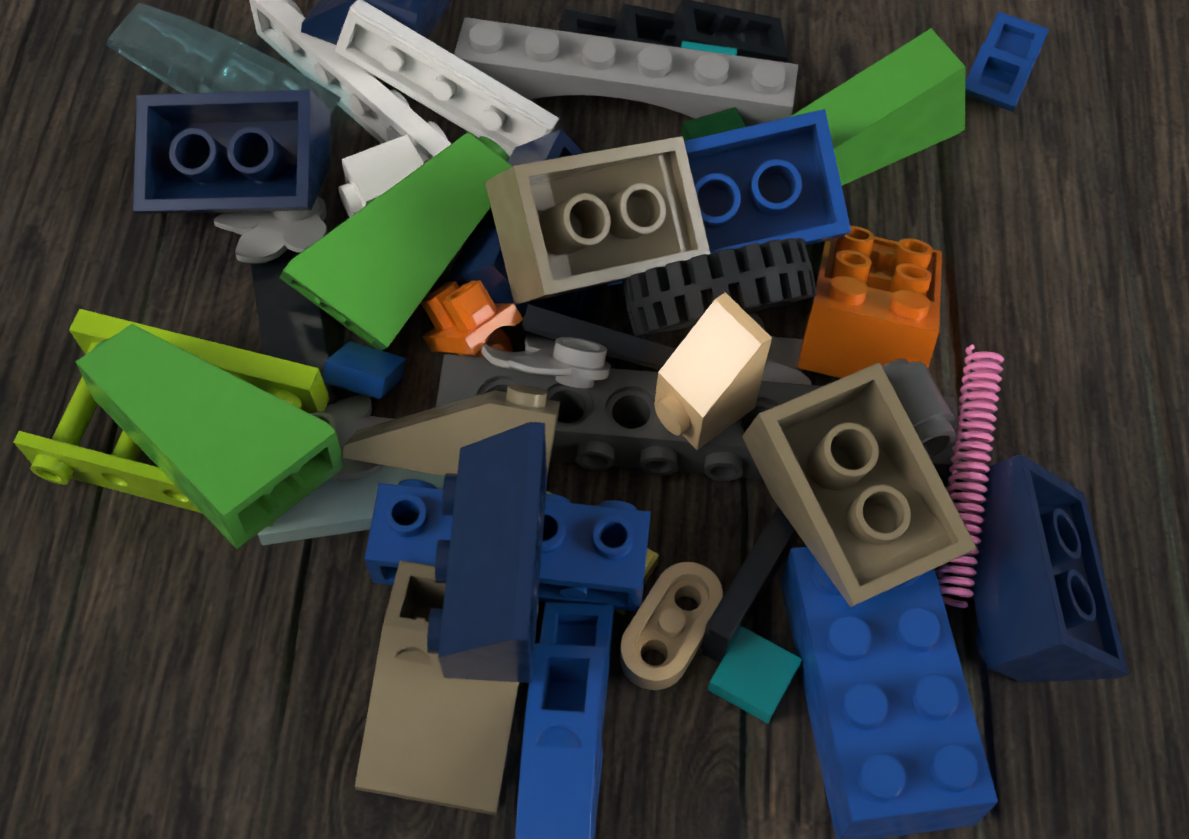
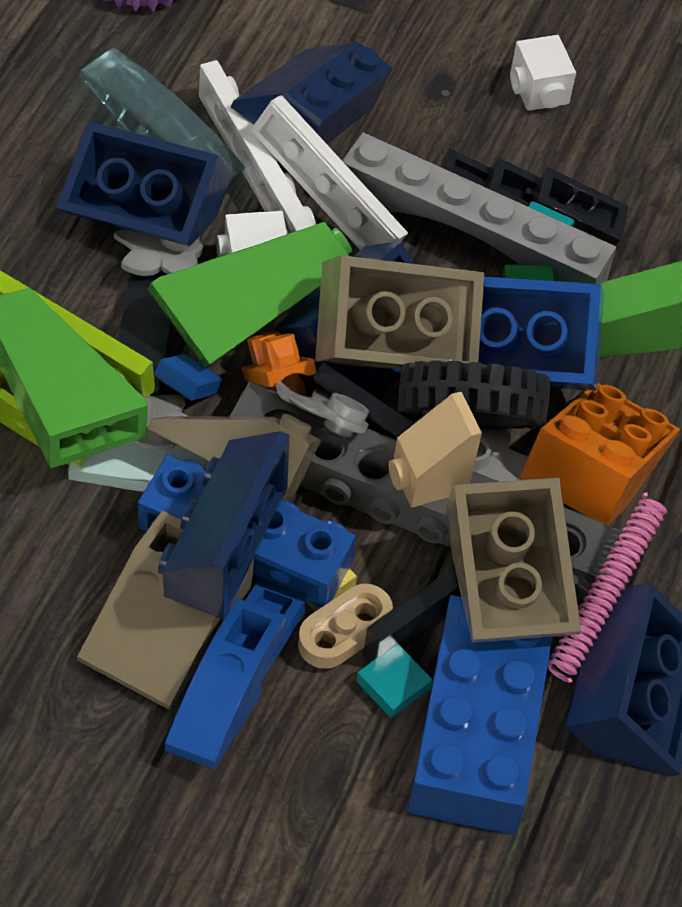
camera: 15 degrees right, 5 degrees down
(922, 404) = (586, 525): dark grey brick -> none

